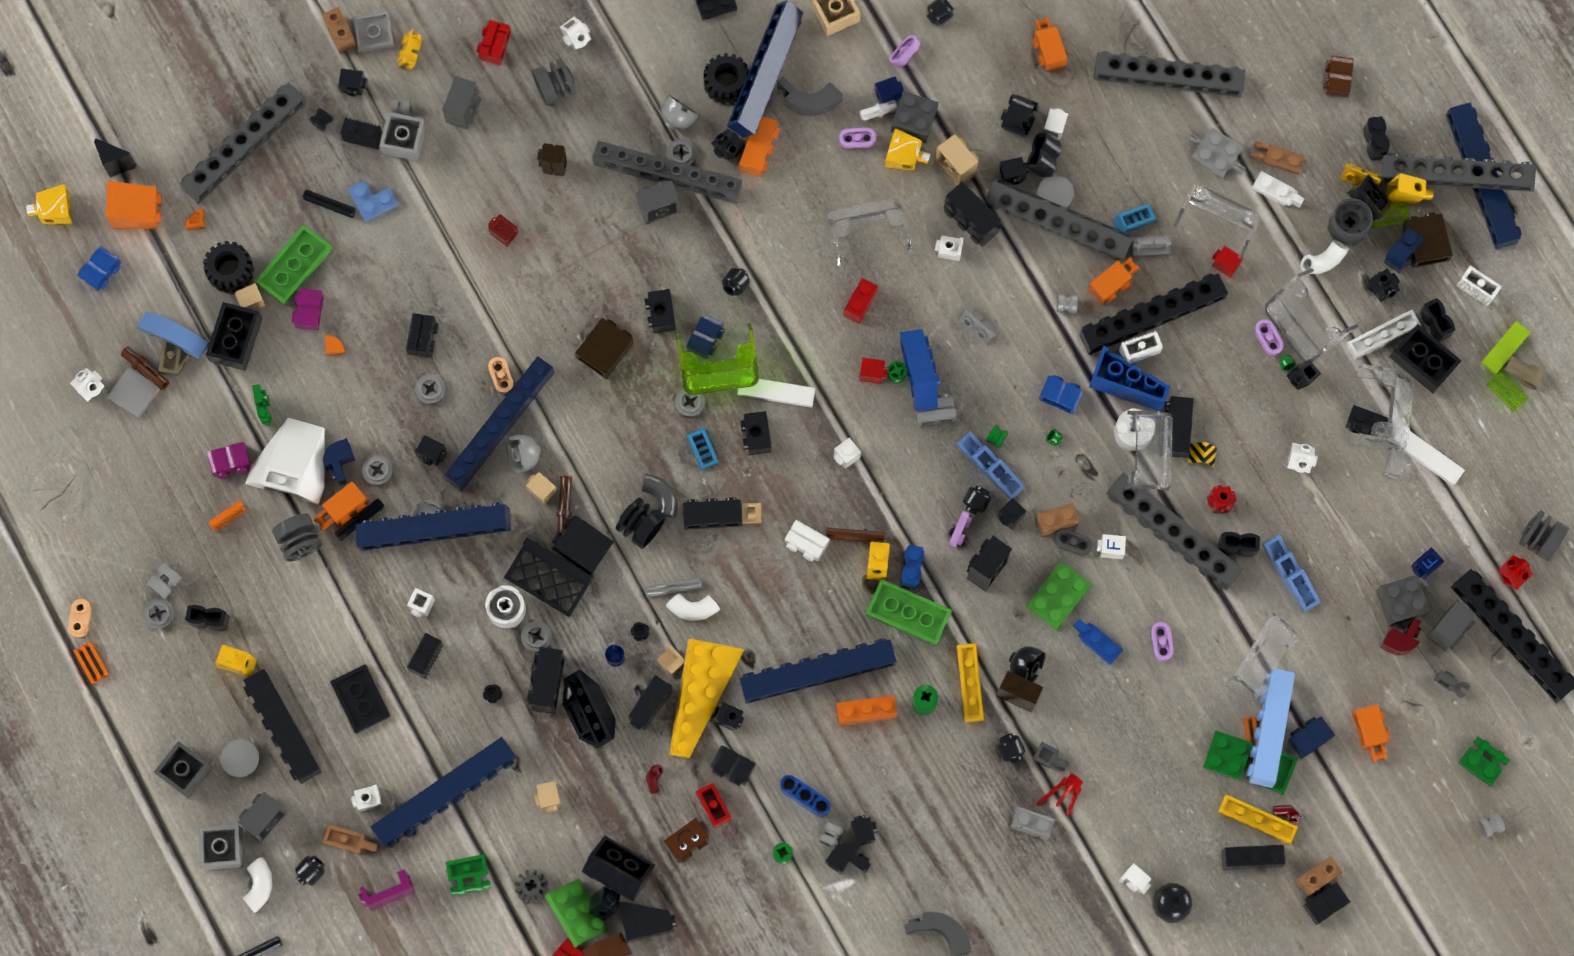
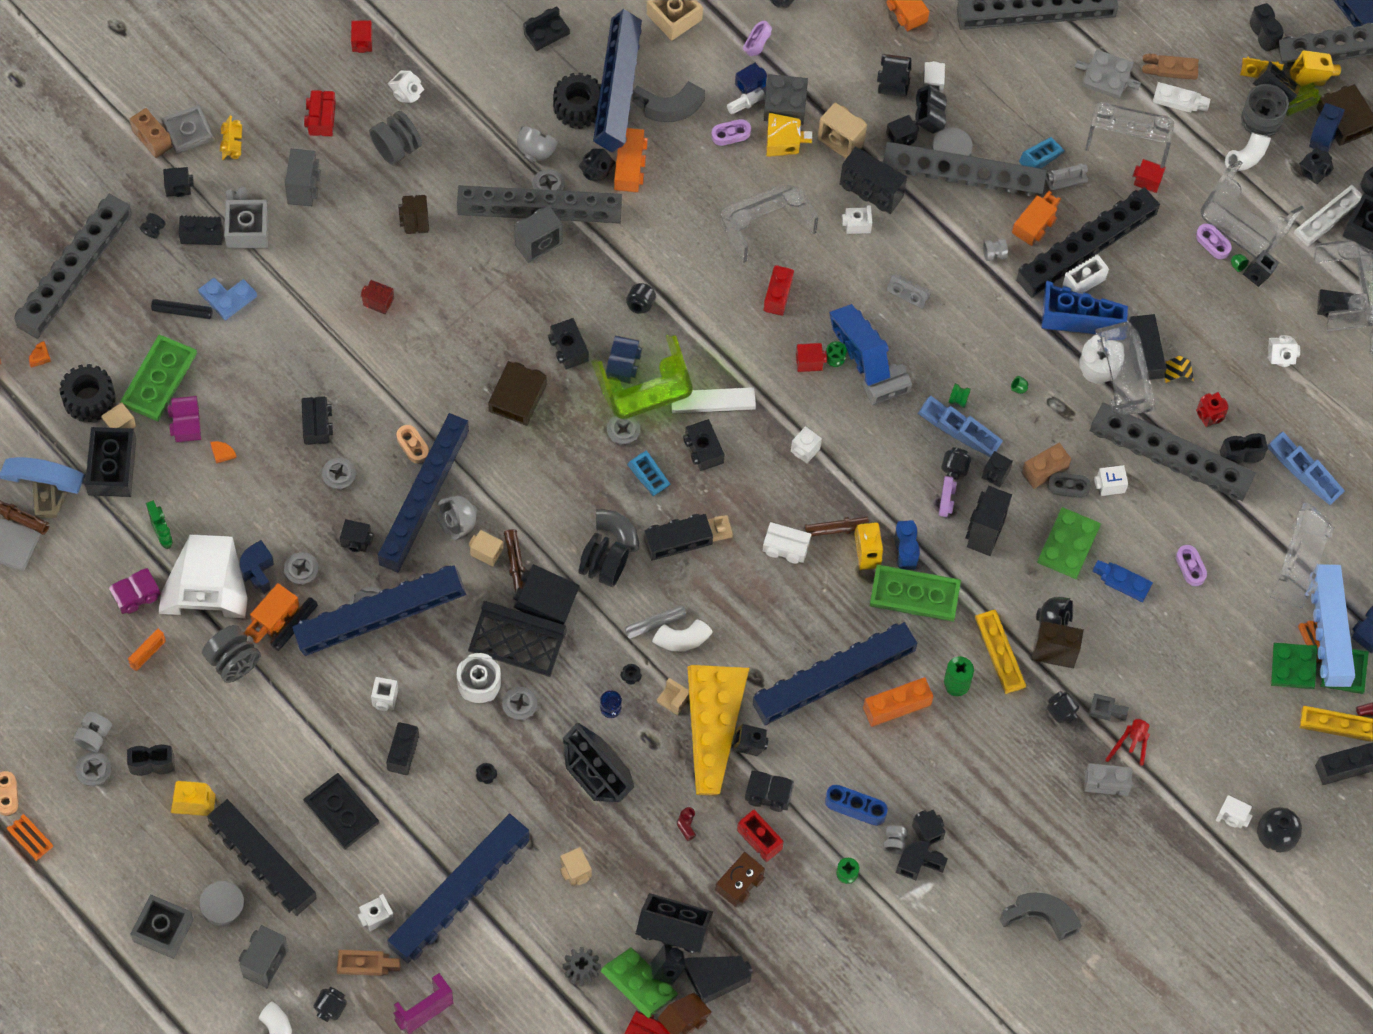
camera: 15 degrees left, 10 degrees down
(221, 847) = (224, 1000): light grey brick -> none
(467, 868) = (506, 963): green plate -> none
(546, 680) = (543, 743): black brick -> none
(650, 703) = (663, 743): black slope -> none
(1061, 394) = (1014, 340): blue brick -> none

